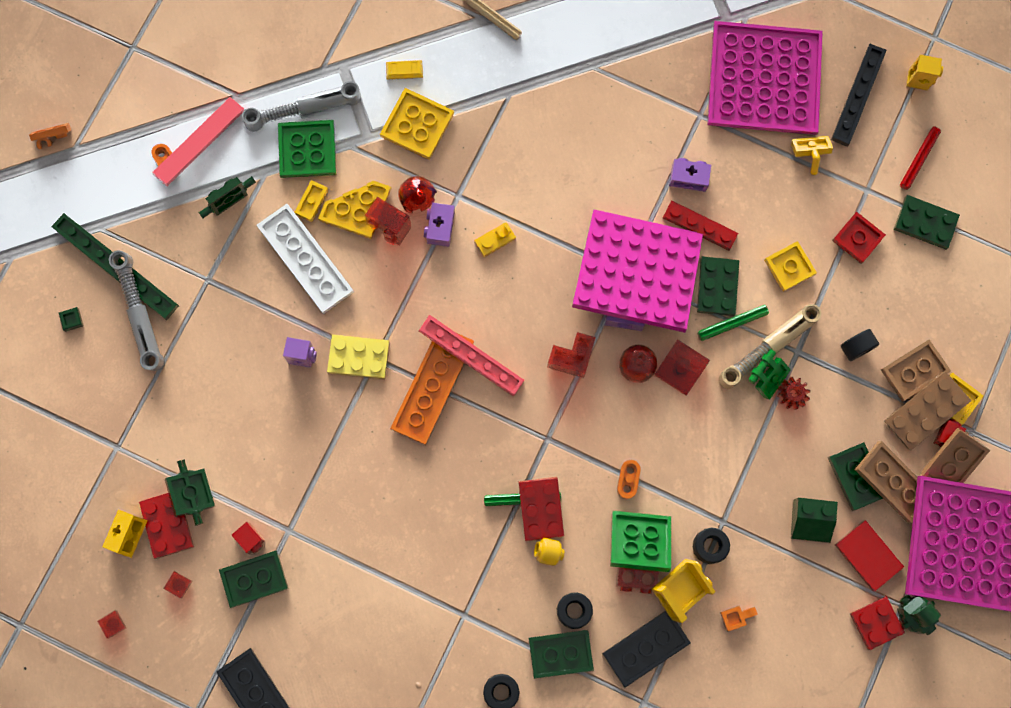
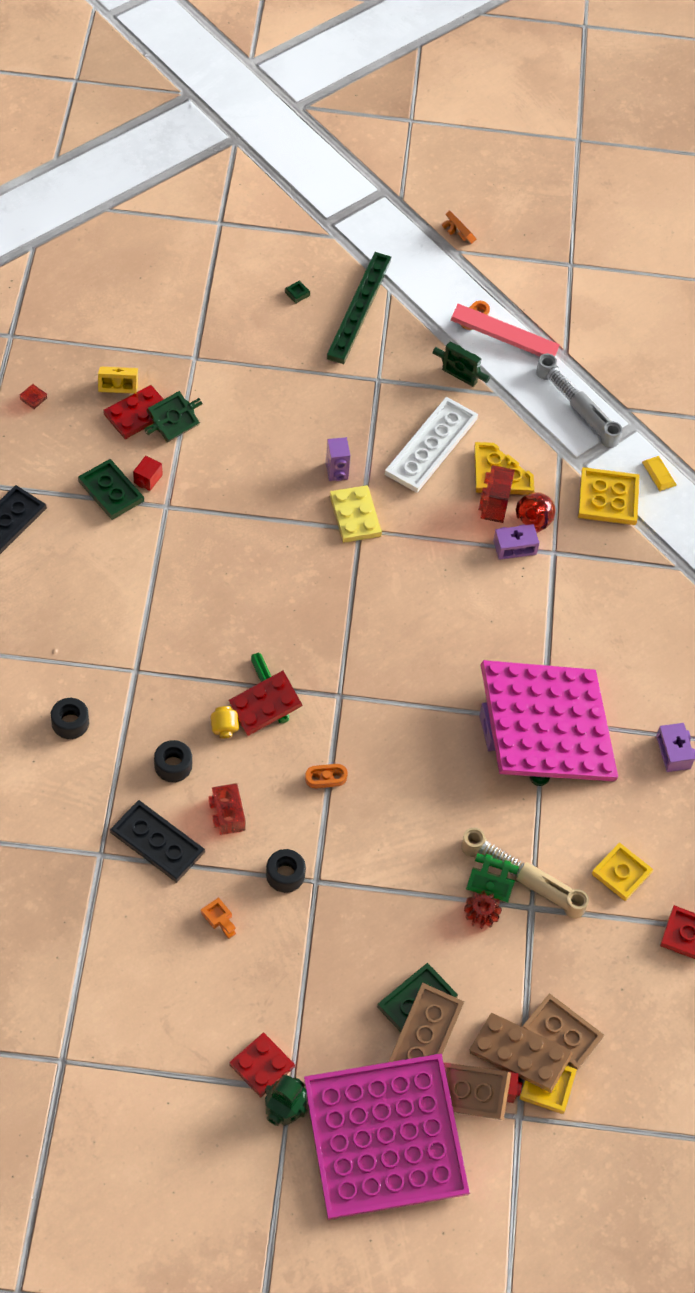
camera: 70 degrees right, 20 degrees down
(137, 312) = (287, 353): light grey piece -> none
(177, 584) = (85, 434): clear red plate -> none
(306, 148) = (539, 416): green plate -> none
(311, 201) = (490, 433): yellow plate -> none
(428, 394) = (353, 579): orange plate -> none
(471, 355) = (395, 601): coral tile -> none
(495, 239) = (523, 594): yellow plate -> none
(561, 654) = (125, 761): dark green plate -> none
(574, 360) = (433, 691): clear red brick -> none
(638, 363) = (451, 753): clear red cylinder -> none
(641, 541) = (265, 798): green plate -> none
(682, 367) = (464, 793): clear red slope -> none
(683, 589) = (229, 850): yellow panel -> none
(698, 223) = (627, 773): red plate -> none
(718, 286) = (568, 808): dark green plate -> none
(733, 322) = (535, 833): green axle -> none
(813, 519) = (351, 965): dark green slope -> none
(859, 344) = (564, 958): black tyre -> none
(869, 555) = (334, 1036): red tile -> none

